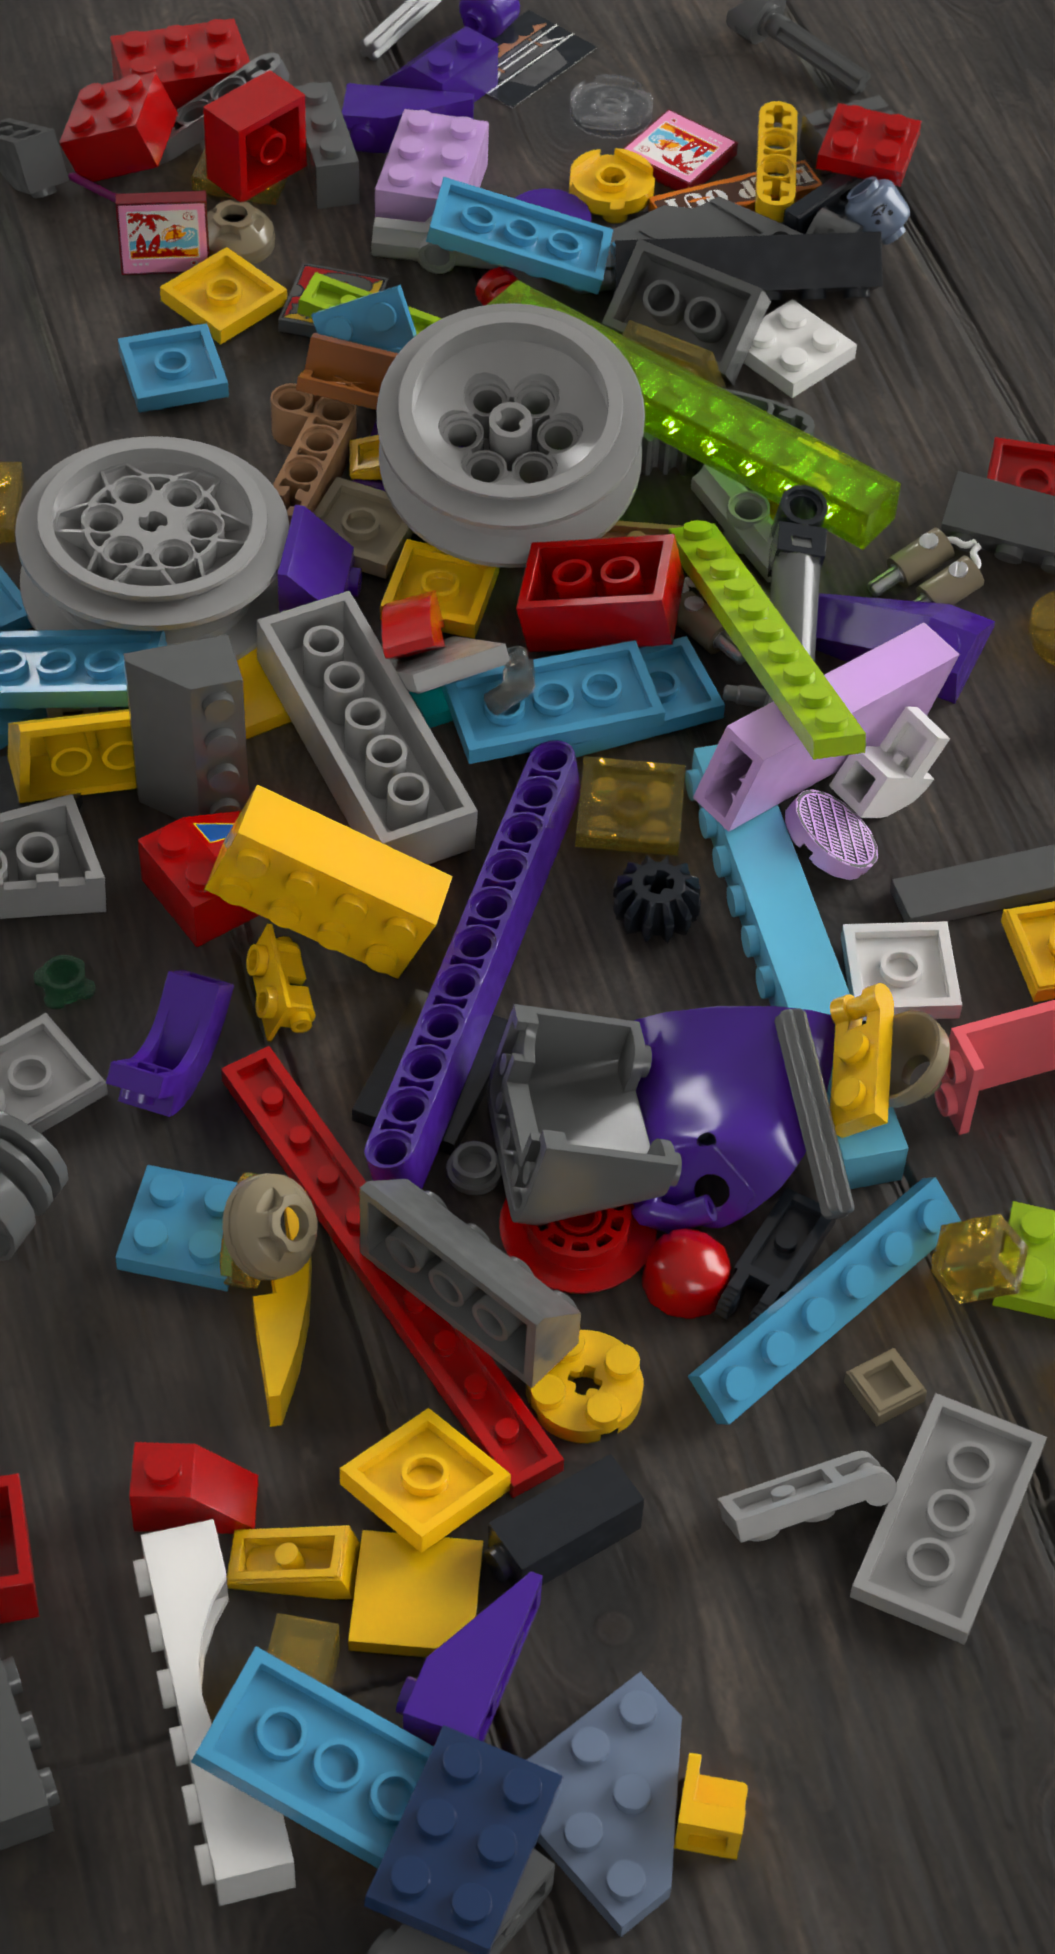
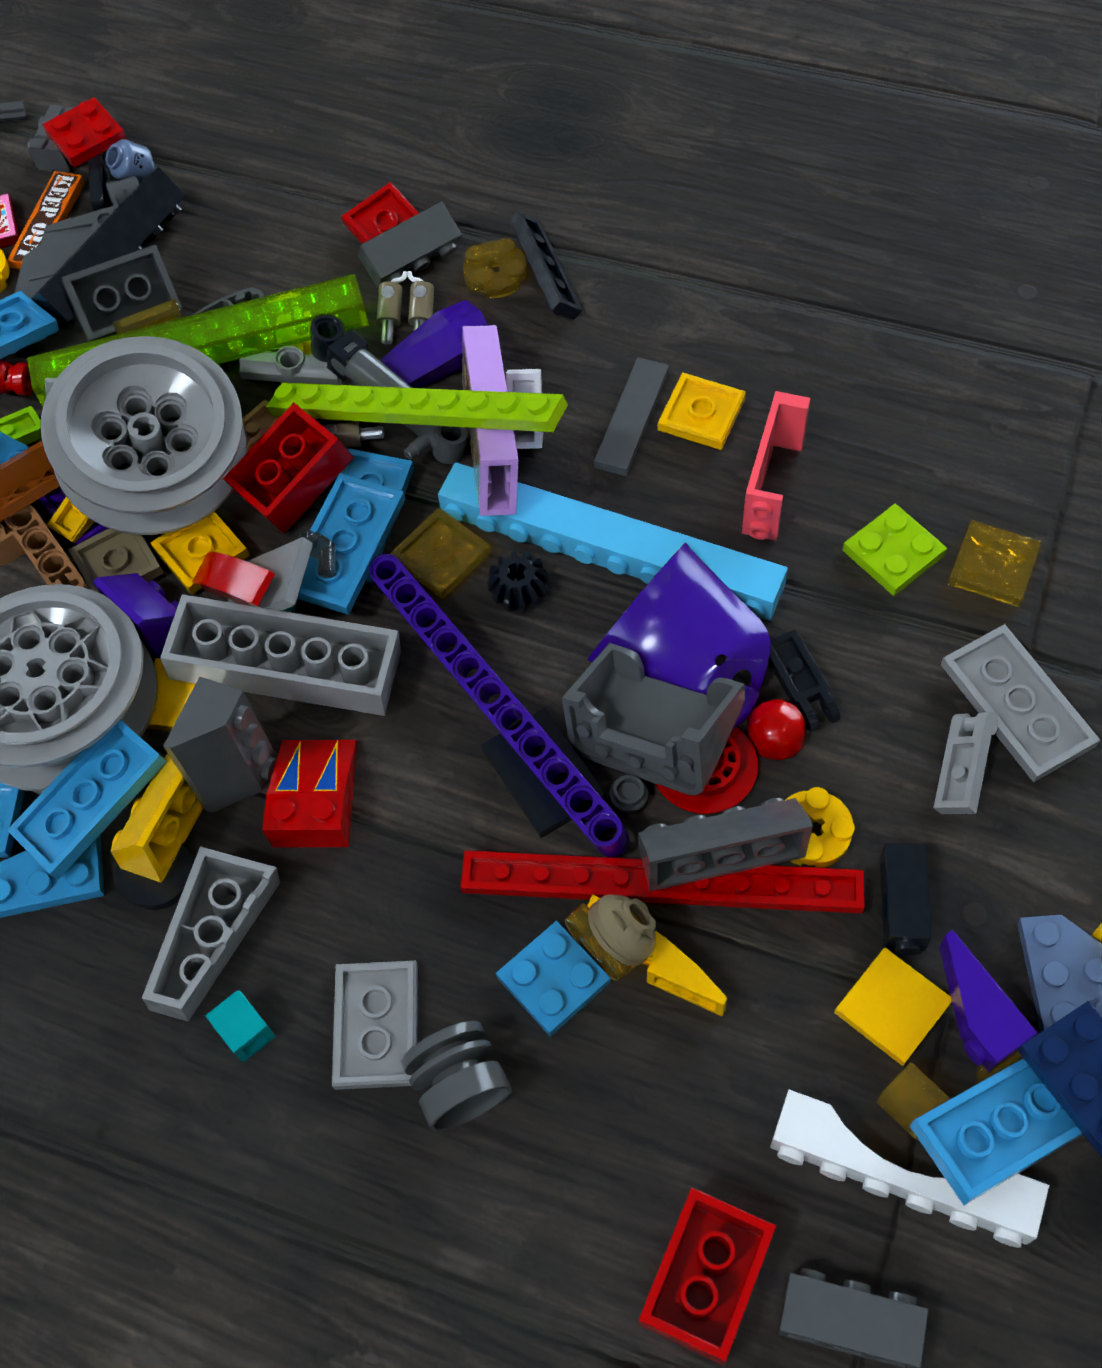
camera: 45 degrees left, 10 degrees up
(64, 970) = (317, 928): clear green plate -> none
(177, 1046) = (425, 904): dark purple arch -> none
(189, 1485) = (747, 1091): red slope -> none
(274, 967) = (405, 813): yellow hinge -> none
(295, 1561) = (827, 1060): yellow slope -> none
(328, 882) = (389, 743): yellow brick -> none
(425, 1479) = (829, 953): yellow plate -> none
(776, 161) = (42, 185): yellow beam -> none
(797, 349) = (189, 264): white plate -> none
(814, 1114) = (742, 596): dark grey axle -> none
(823, 1302) = (846, 674): dark azure plate -> none
(833, 833) = (547, 467): lavender tile -> none
(861, 1060) = (727, 551): yellow plate -> none
(885, 1387) = (914, 679): dark tan tile -> none
(909, 959) = (658, 494): white plate -> none
(915, 1041) = (727, 534): dark tan piece -> none
(979, 1258) = (875, 581): clear yellow brick -> none

